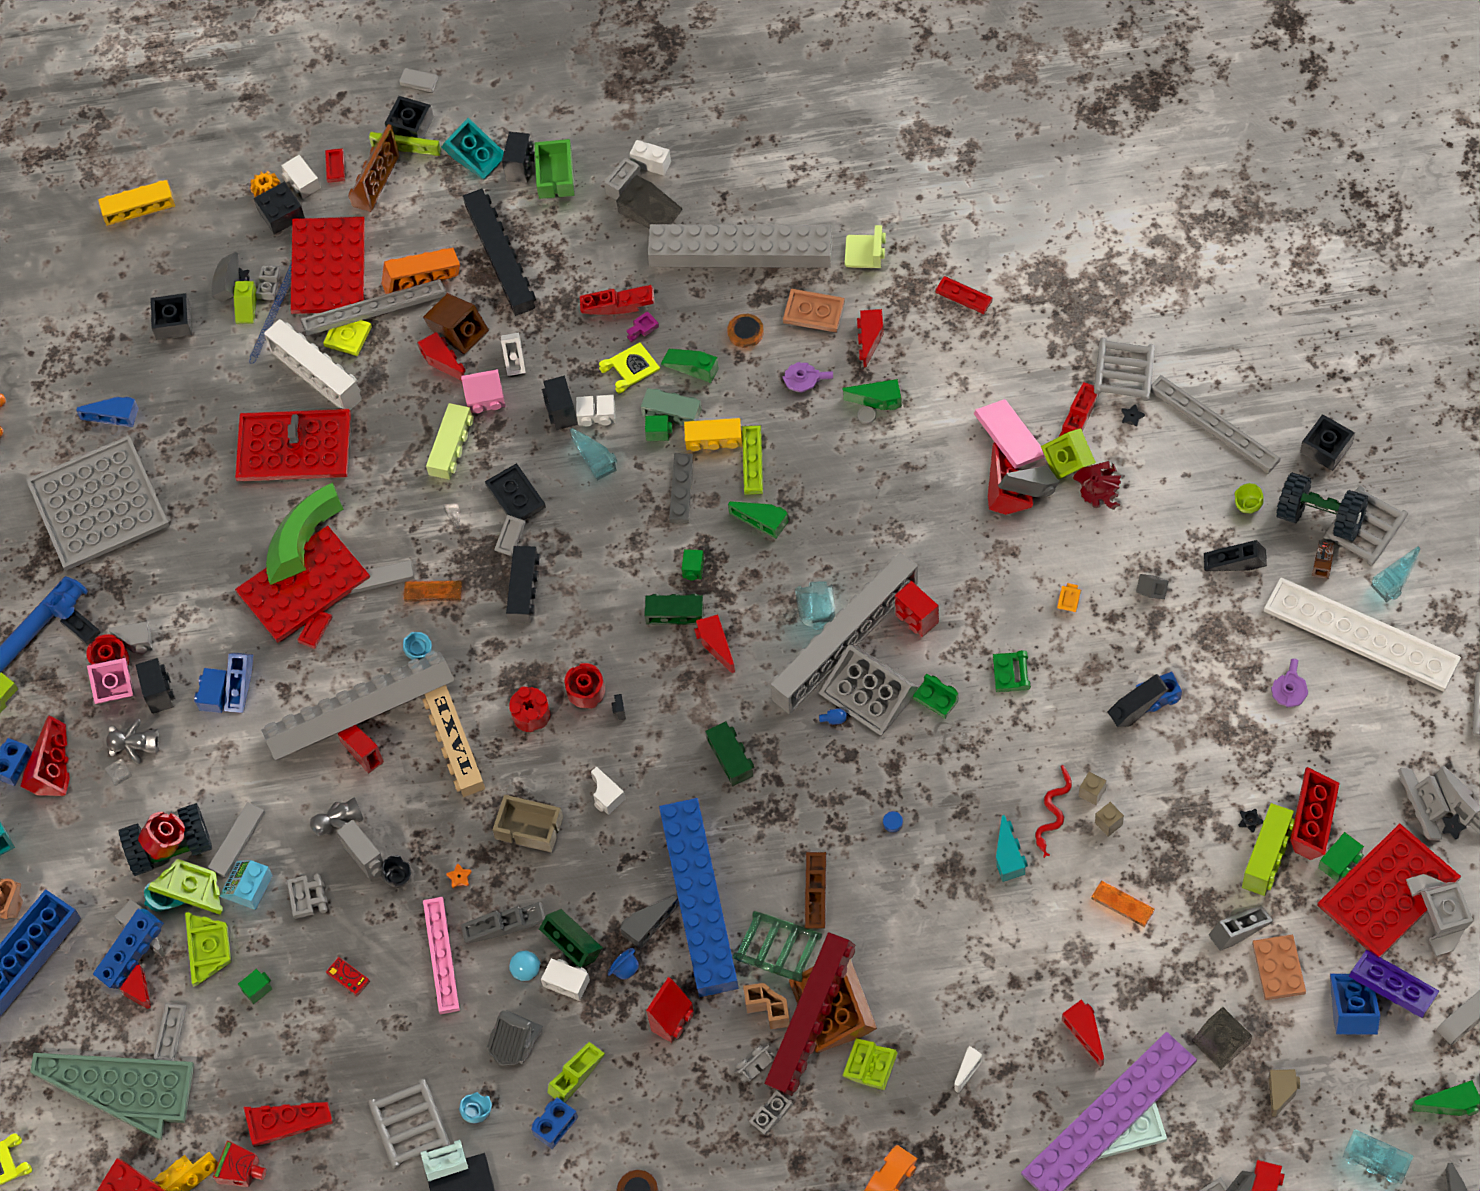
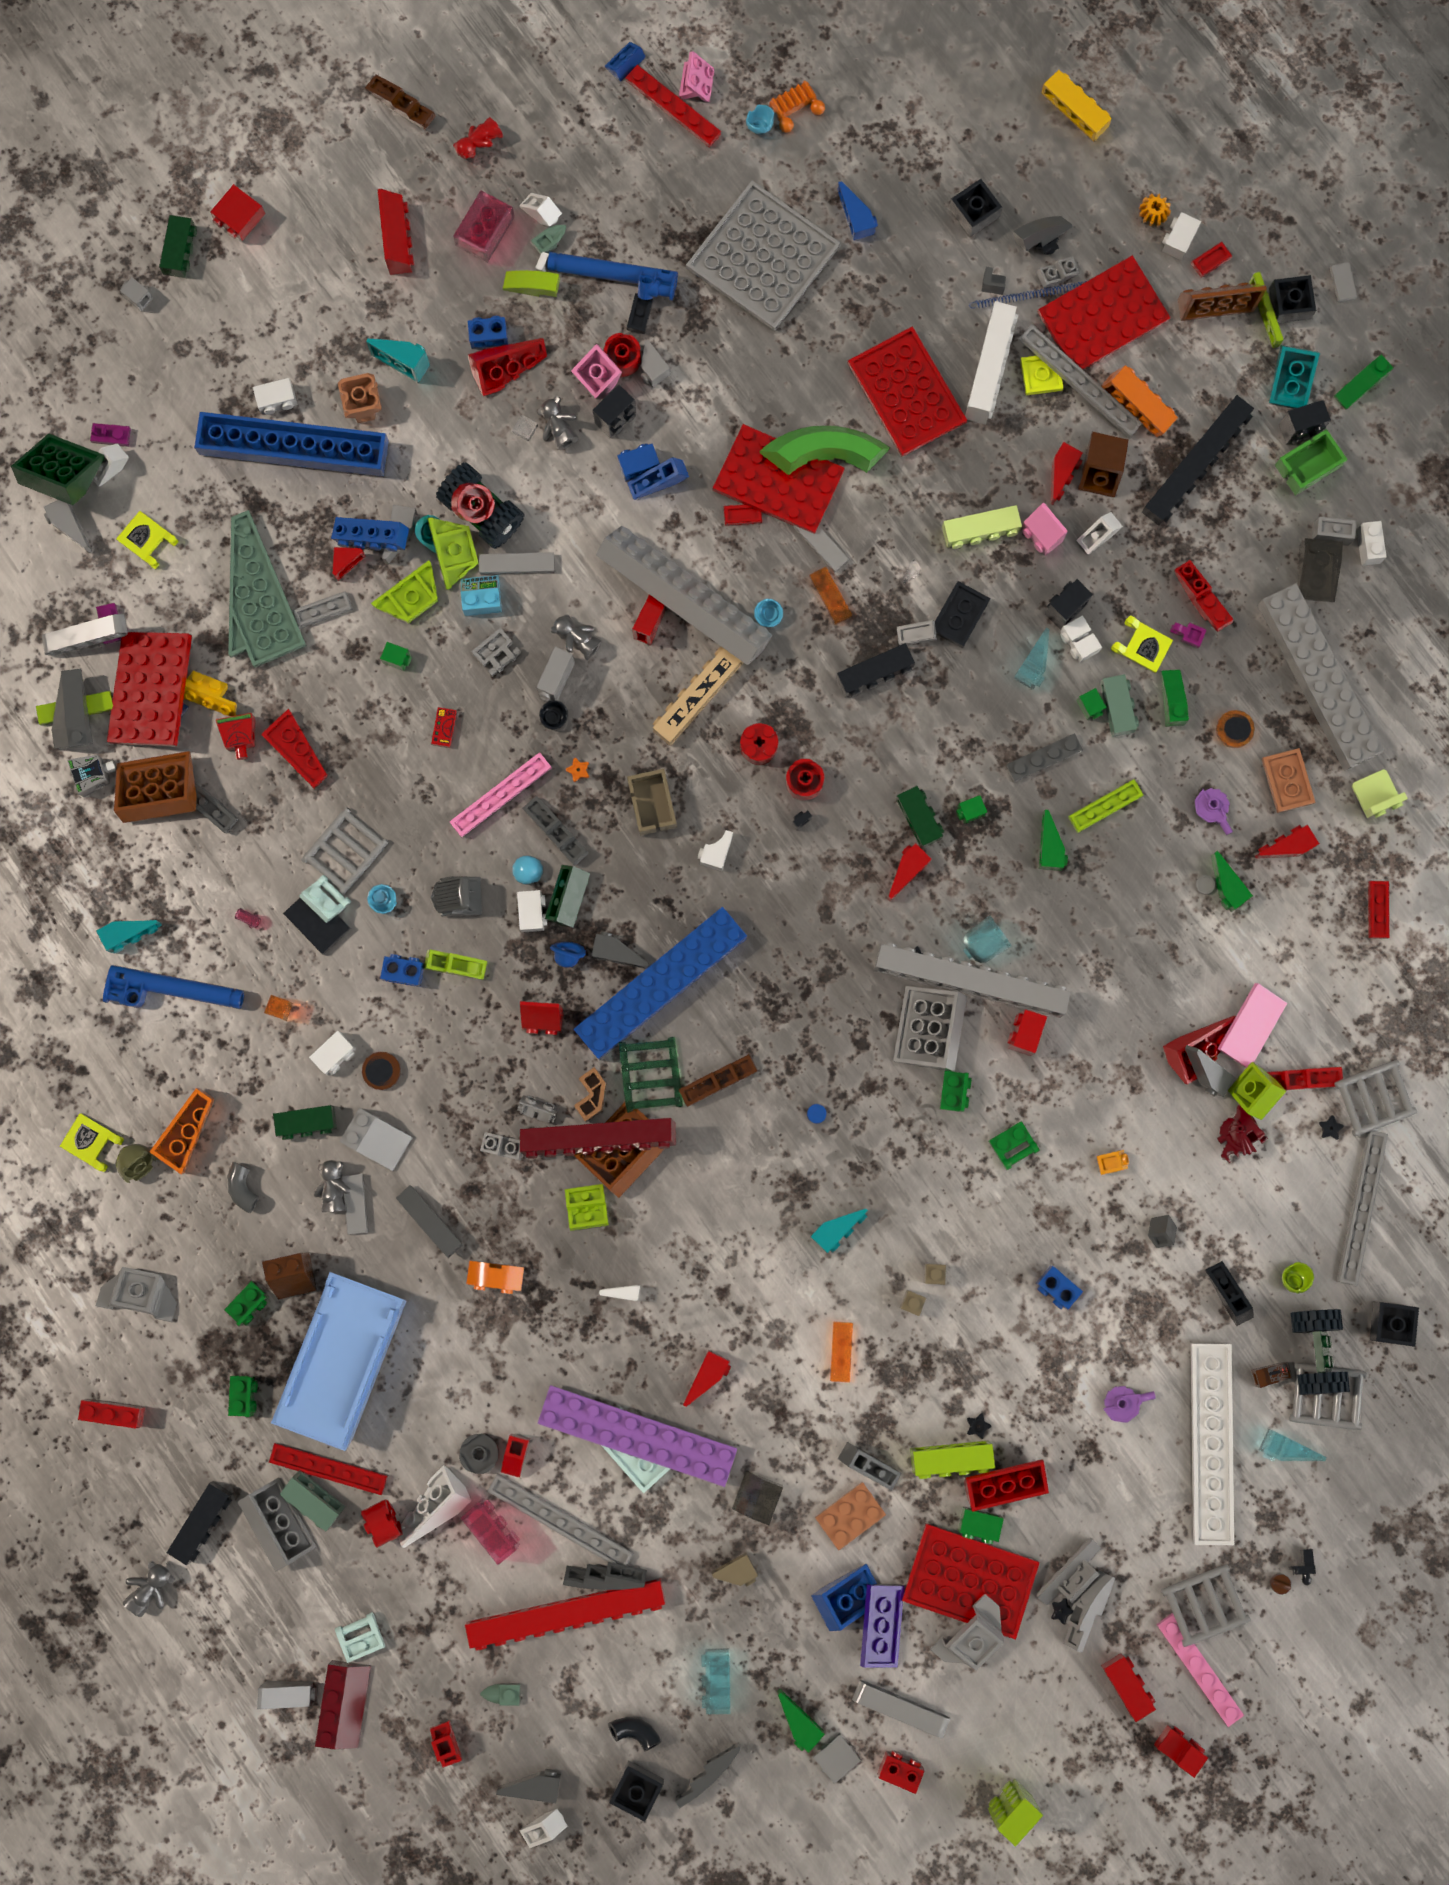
camera: 55 degrees right, 20 degrees up
(244, 335) = (993, 283): none -> dark grey panel
(245, 302) = (1025, 263): lime slope -> none
(278, 207) = (1137, 236): black brick -> none
(292, 429) = (915, 383): dark grey bar -> none
(512, 102) = (1364, 382): none -> green slope
(713, 434) = (1111, 757): yellow brick -> none
(730, 753) = (807, 939): dark green brick -> none
(834, 716) = (889, 1011): blue cylinder -> none
(1040, 842) = (862, 1252): red animal -> none
(1137, 702) = (1035, 1276): black slope -> none

